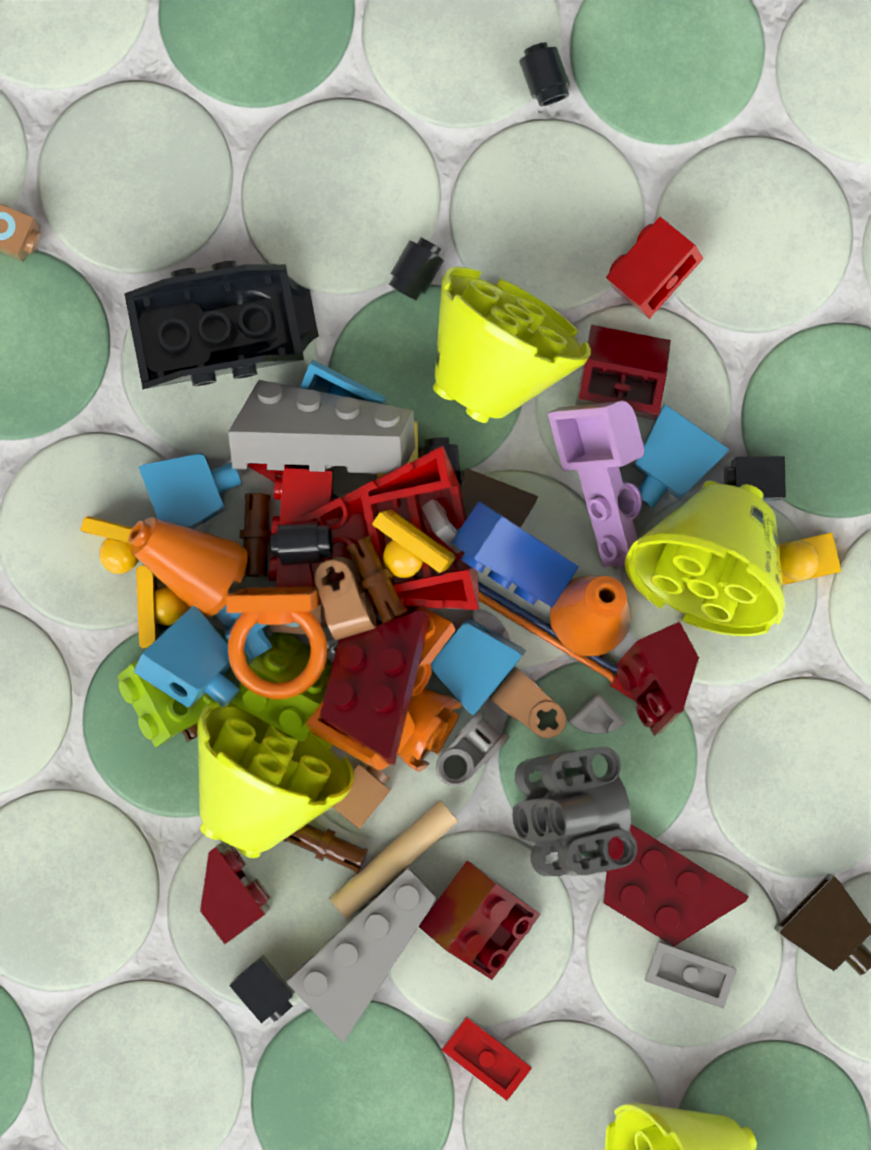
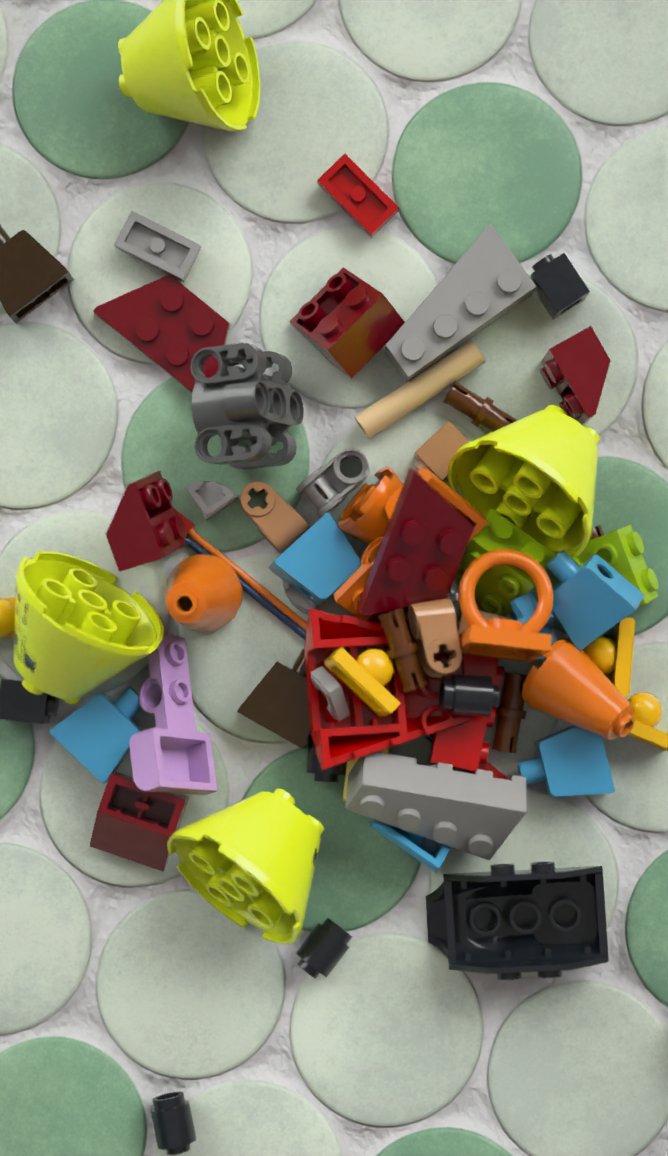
camera: 165 degrees left, 0 degrees up
(513, 556) = (268, 656): blue brick -> none
(654, 267) = (94, 919): red brick -> none

